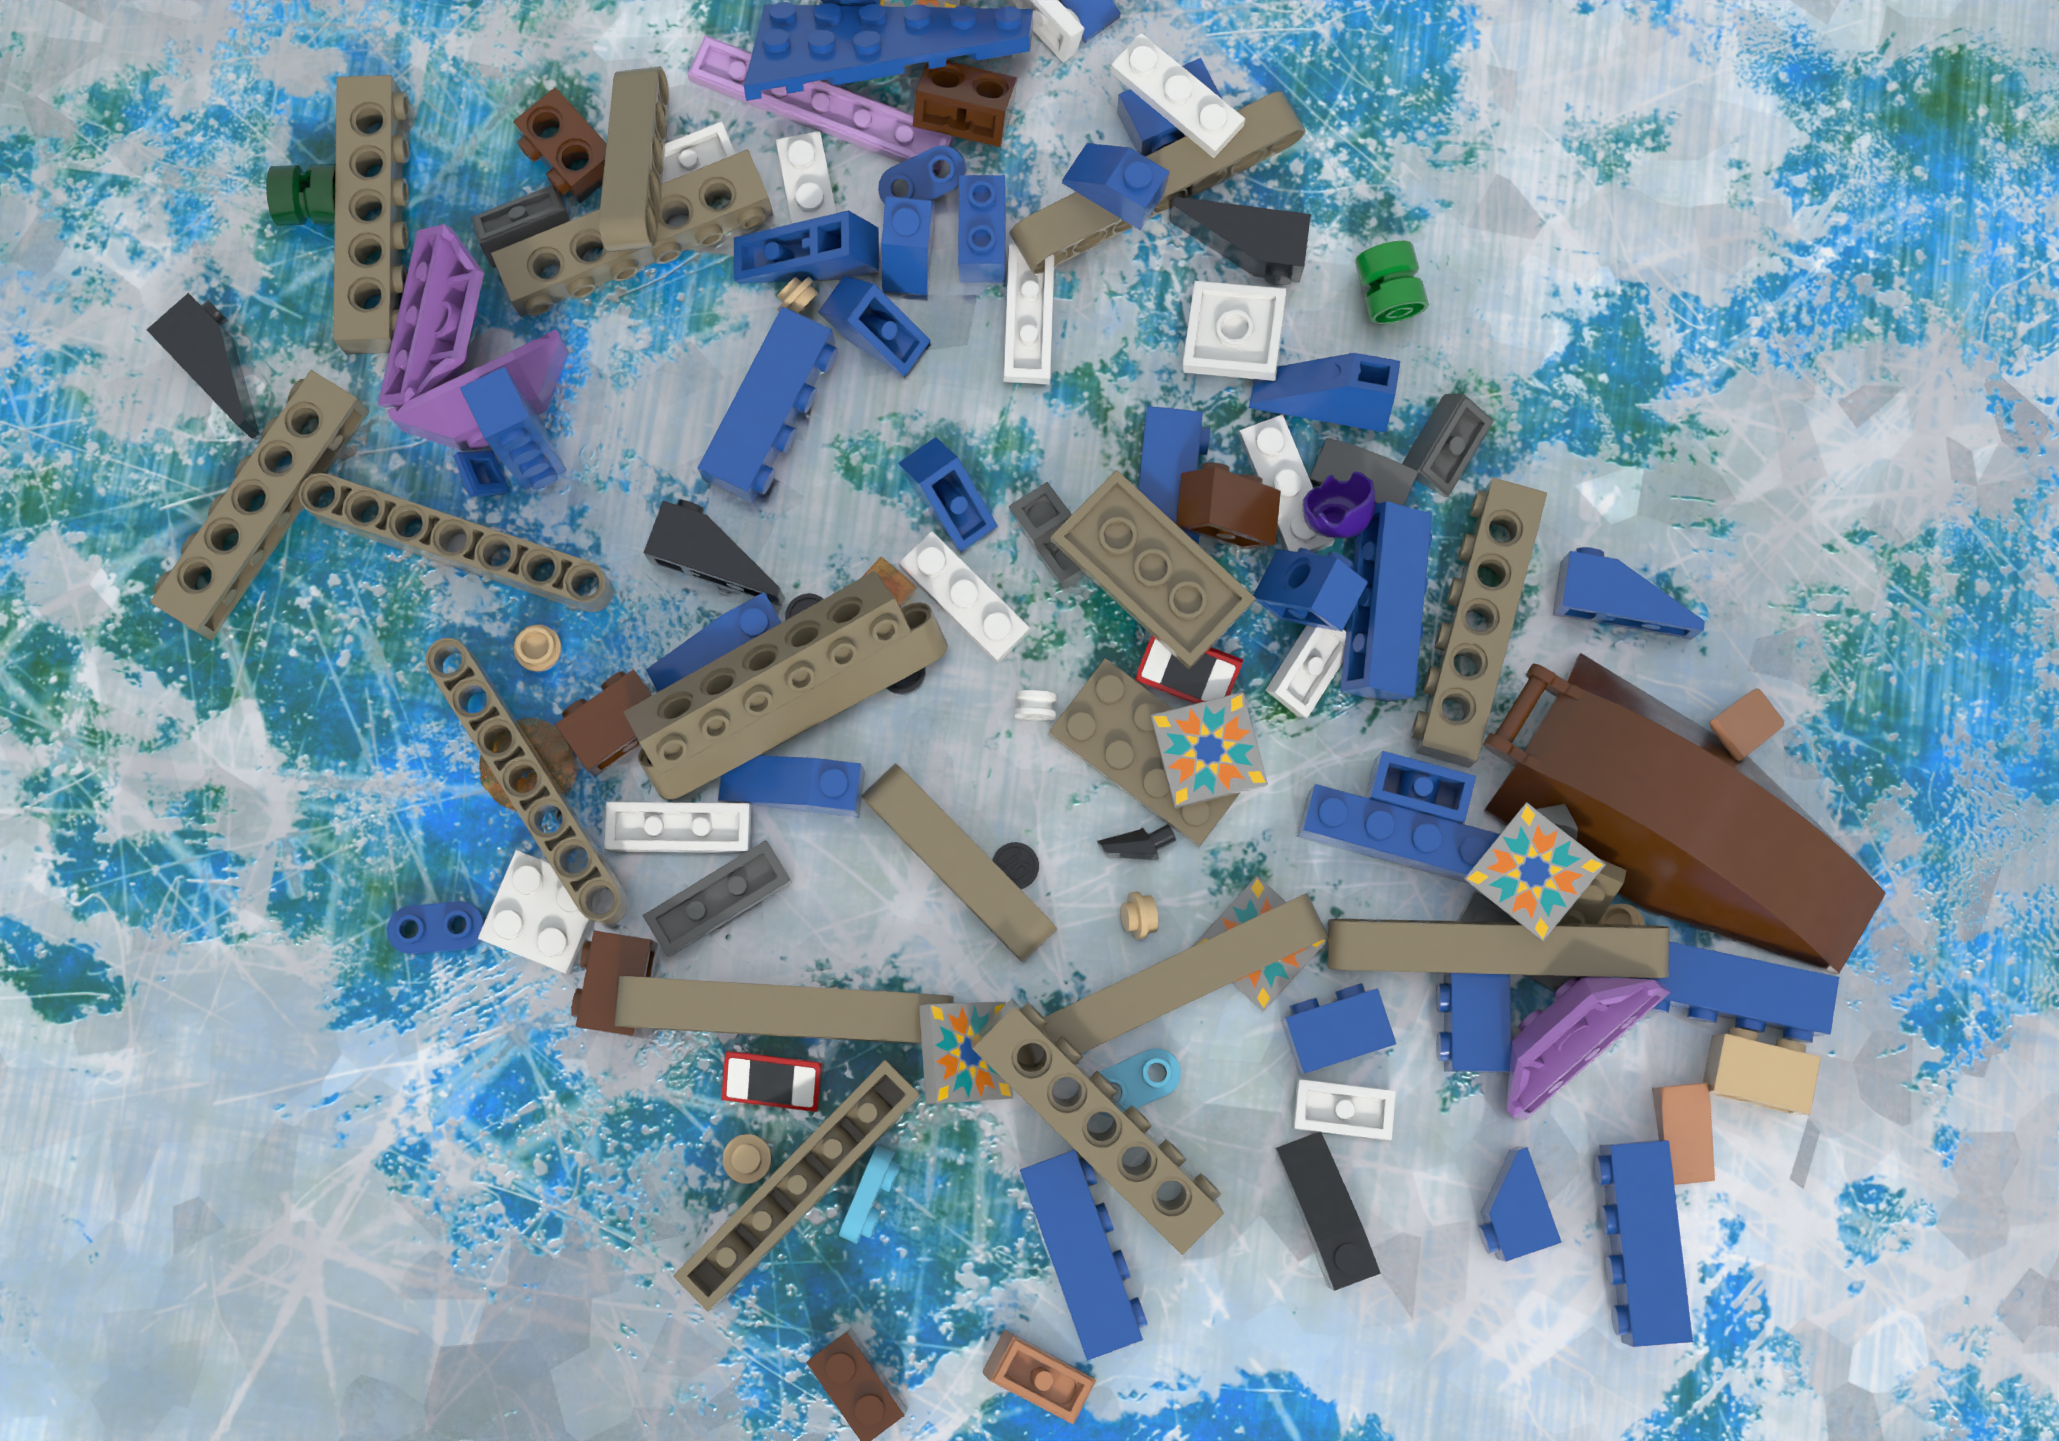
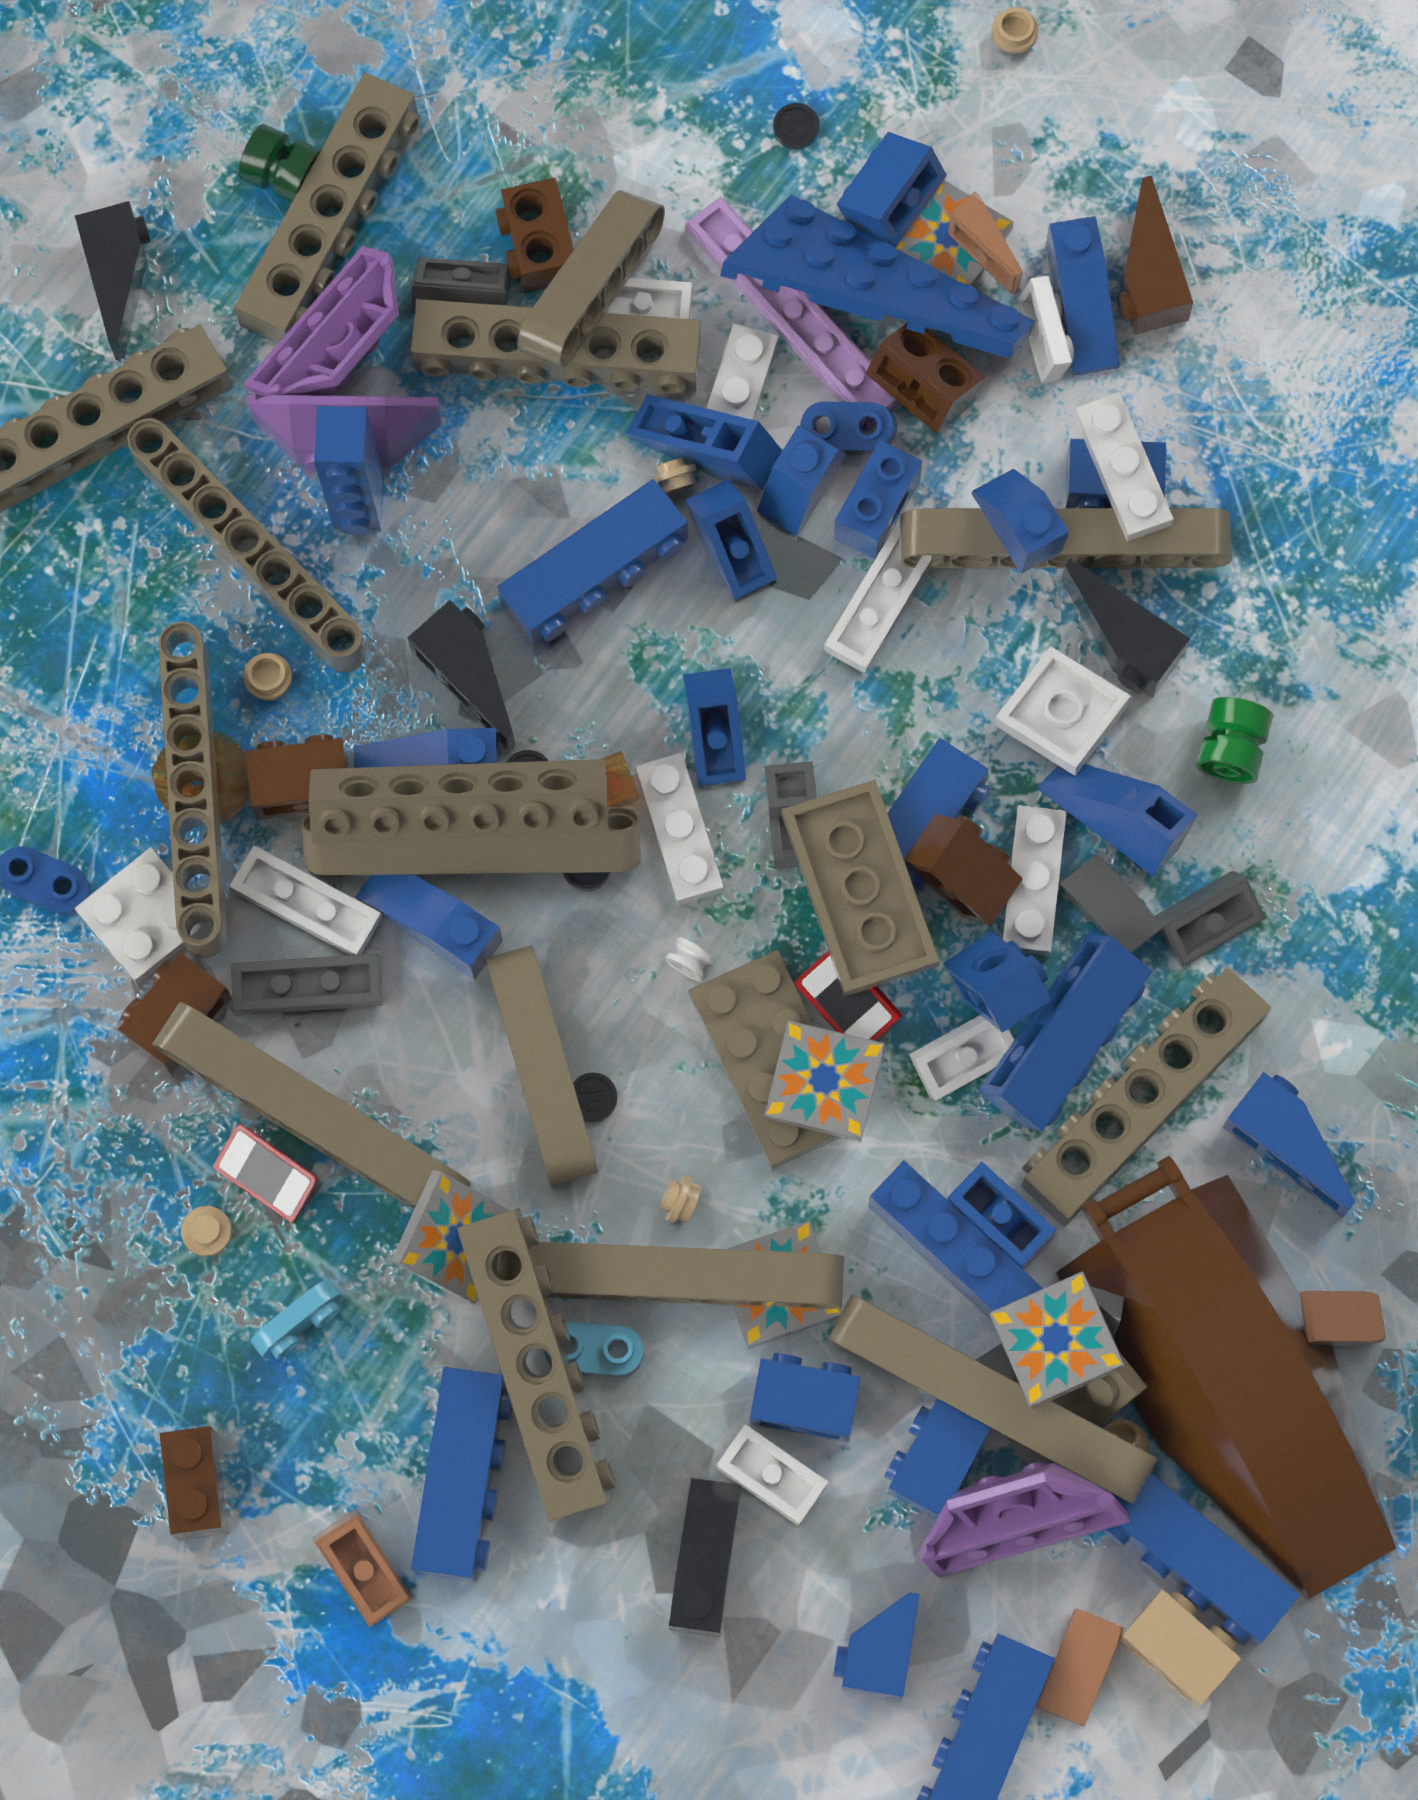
camera: 30 degrees right, 5 degrees down
(480, 473) = (301, 494): blue slope -> none
(797, 1186) = (238, 1275): dark tan brick -> none
(1138, 844) = (715, 1135): black bar -> none
(1340, 507) = (1067, 920): dark purple hair -> none

